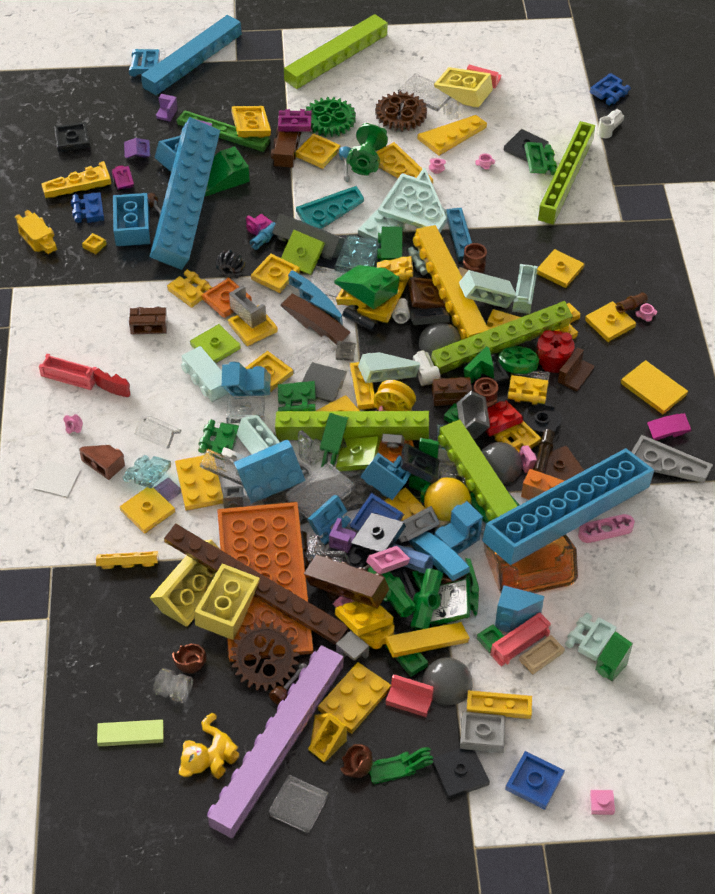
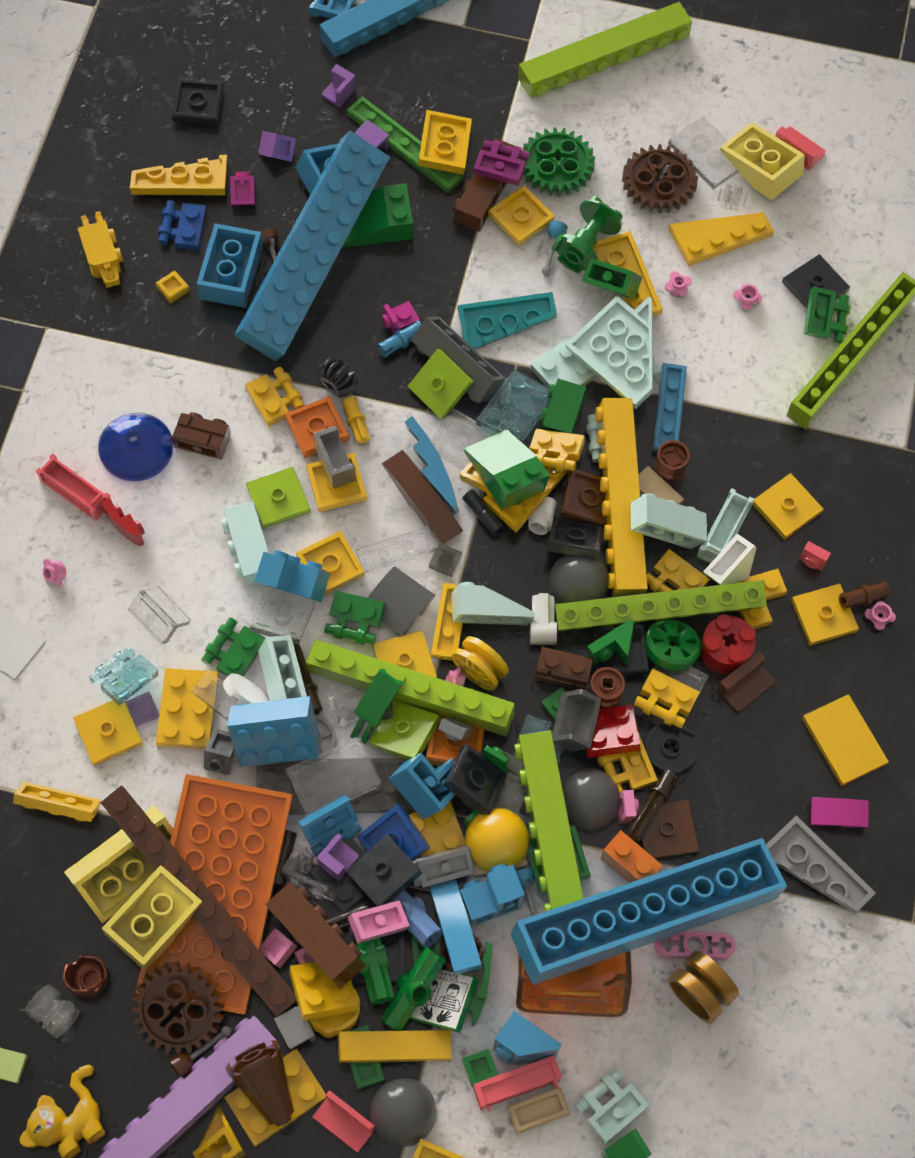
camera: 15 degrees right, 15 degrees up
(103, 340) = (137, 458): none -> clear blue dish
(103, 459) = (76, 640): copper slope -> none
(251, 287) = (356, 420): none -> yellow axle
(274, 273) = (394, 404): yellow plate -> none
(322, 601) = (277, 948): none -> bright pink plate
(346, 679) = (264, 1081): none -> reddish brown cone
(393, 166) = (612, 279): none -> green brick
(539, 299) = (733, 562): none -> white slope
(590, 289) = (814, 556): none -> coral plate
(623, 544) = (703, 987): none -> pearl gold wheel

